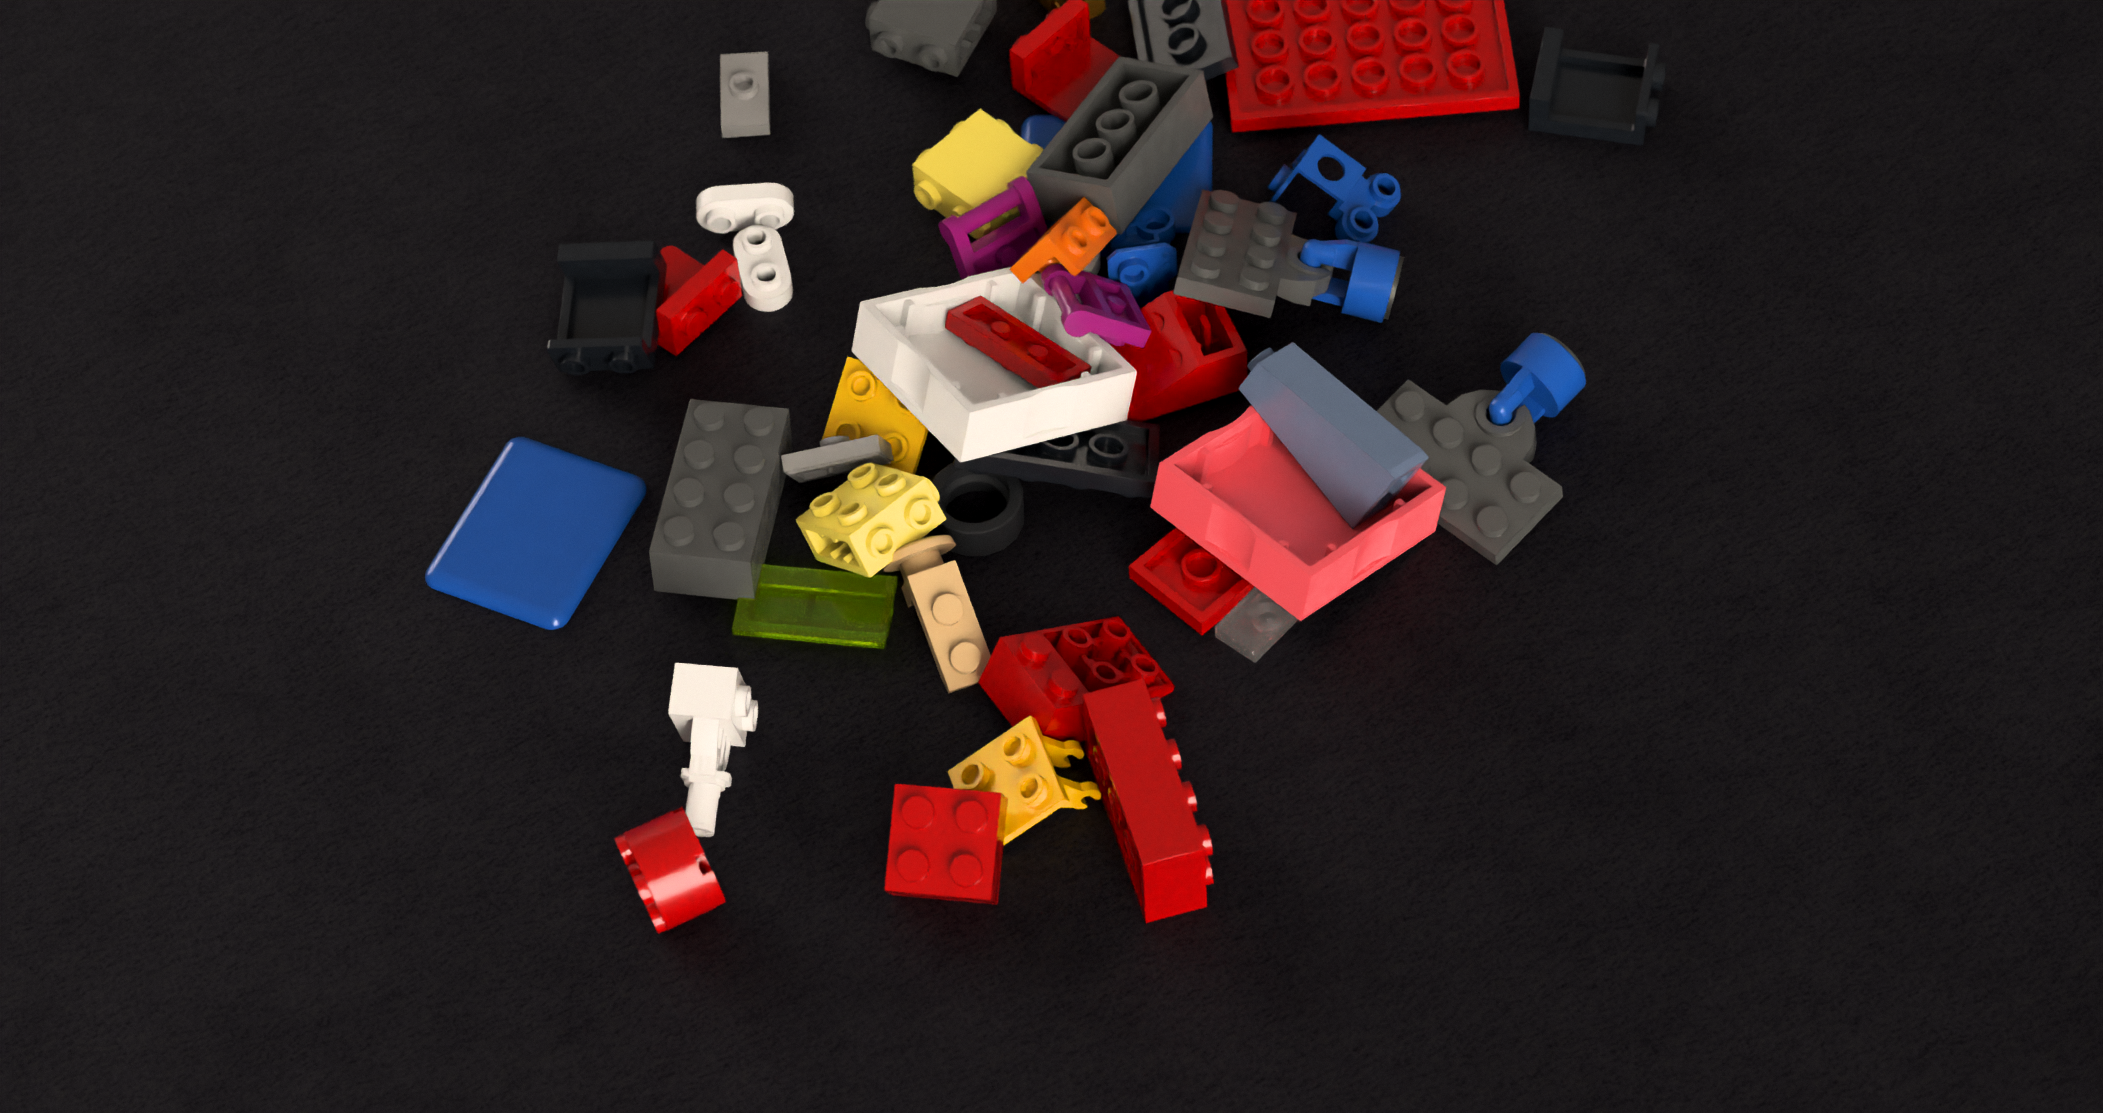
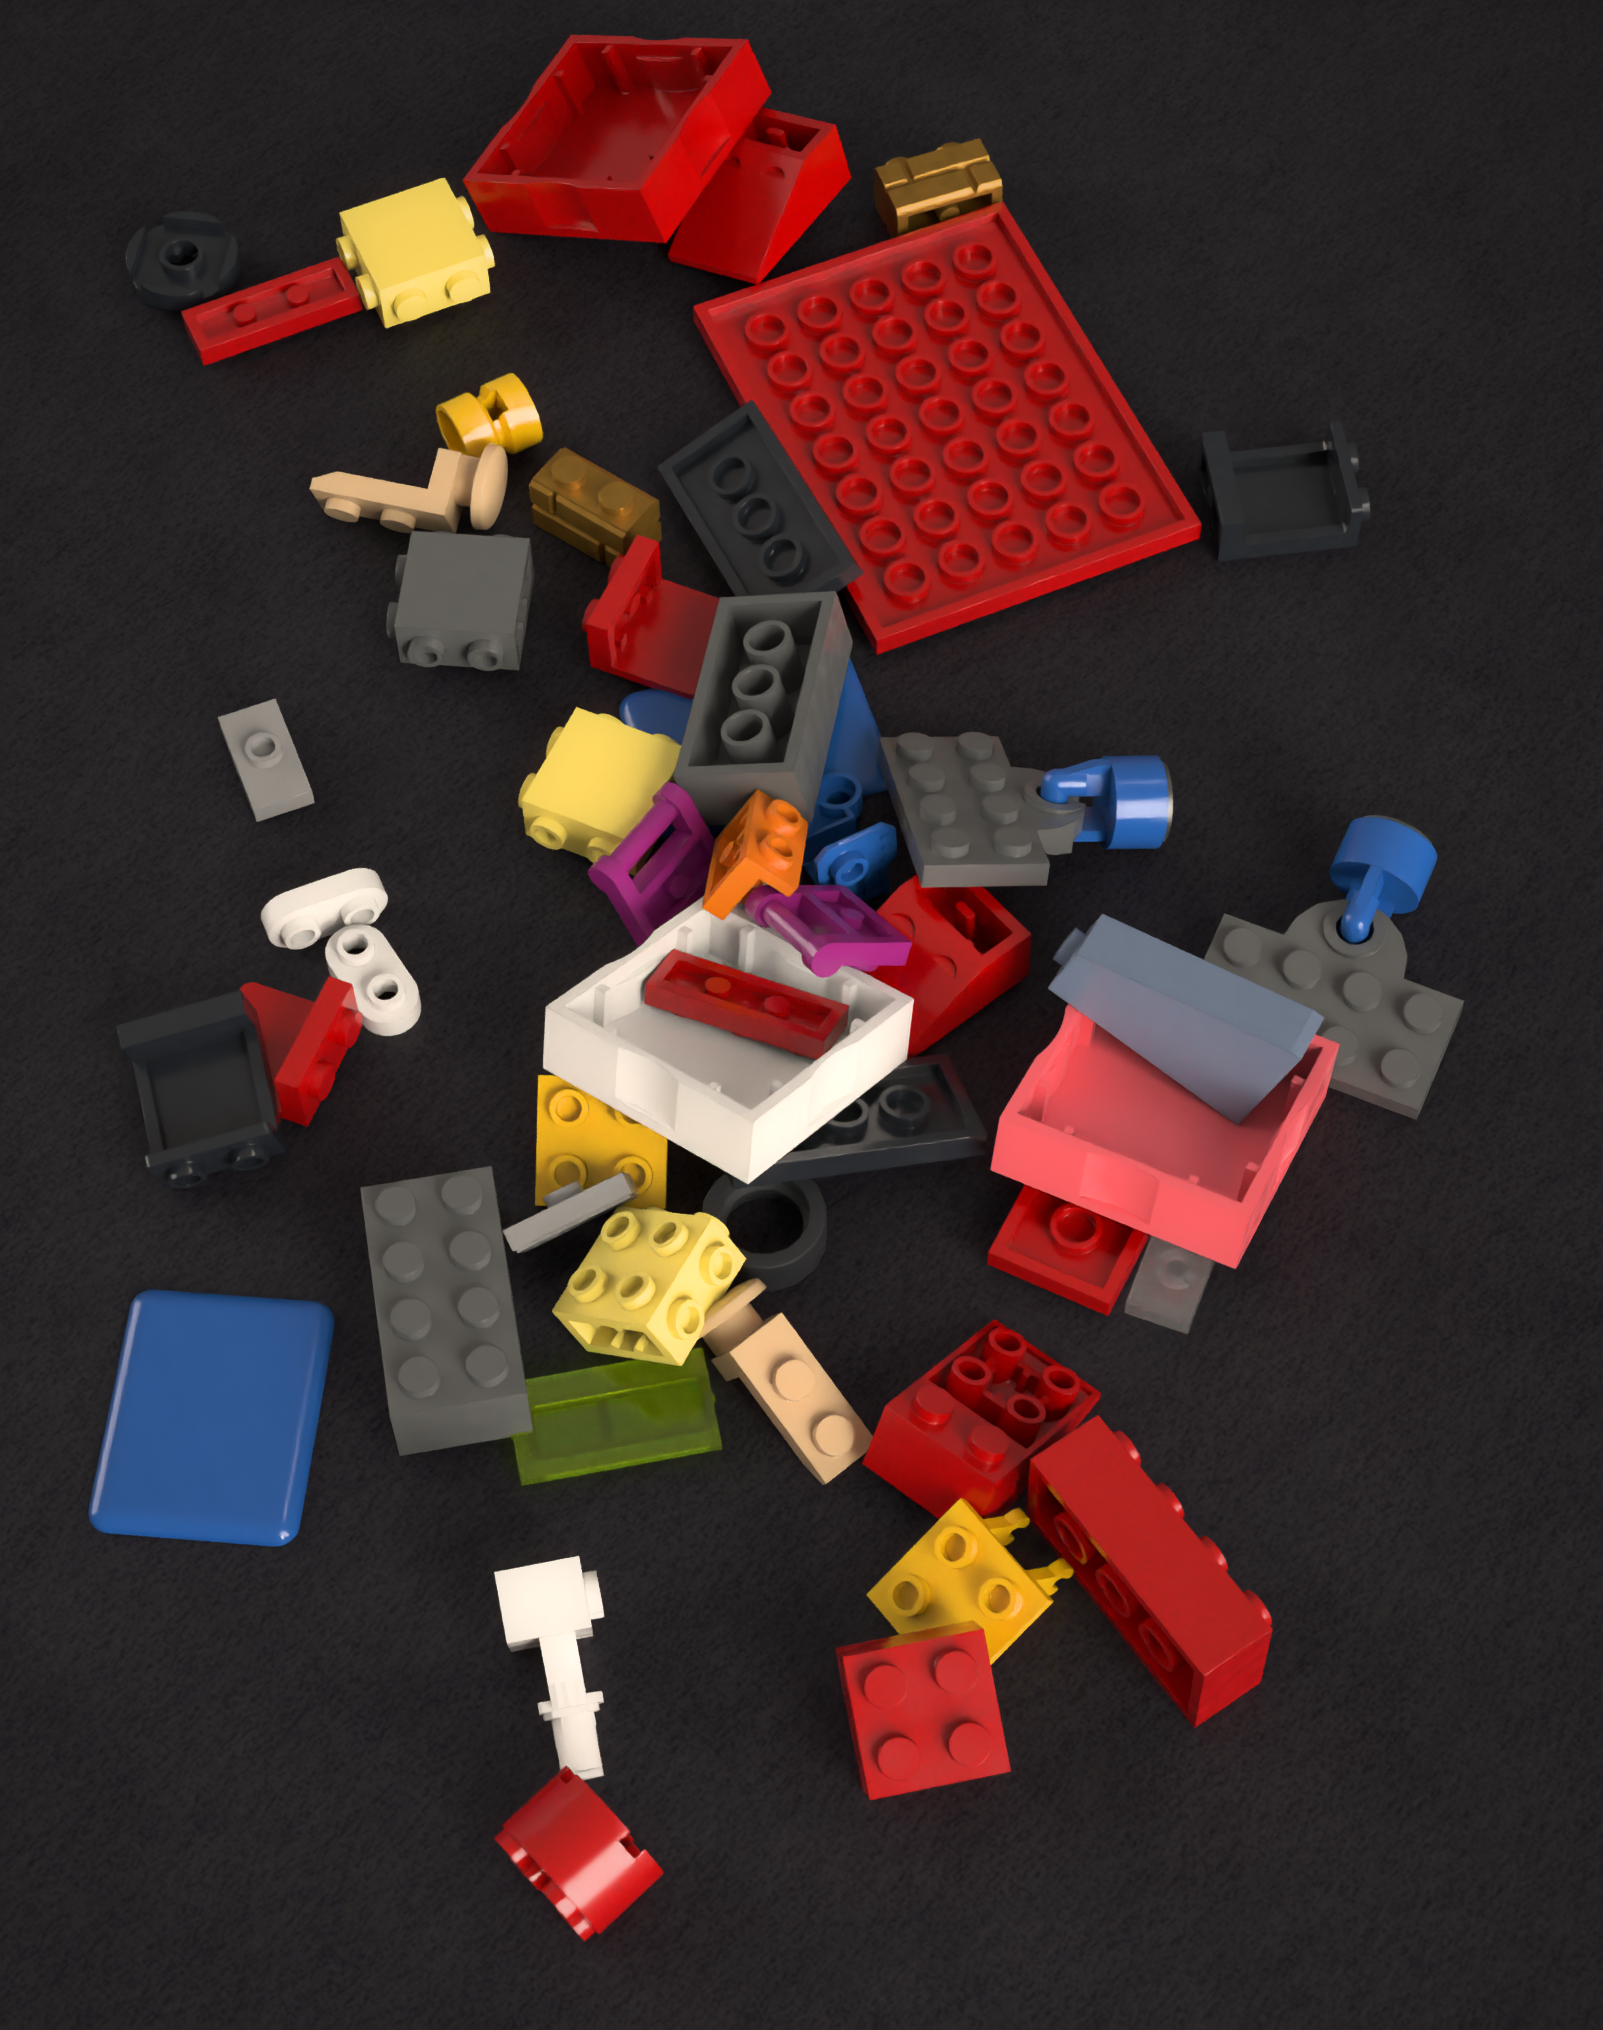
camera: 20 degrees left, 5 degrees up
(1356, 196) = (1065, 700): blue piece -> none

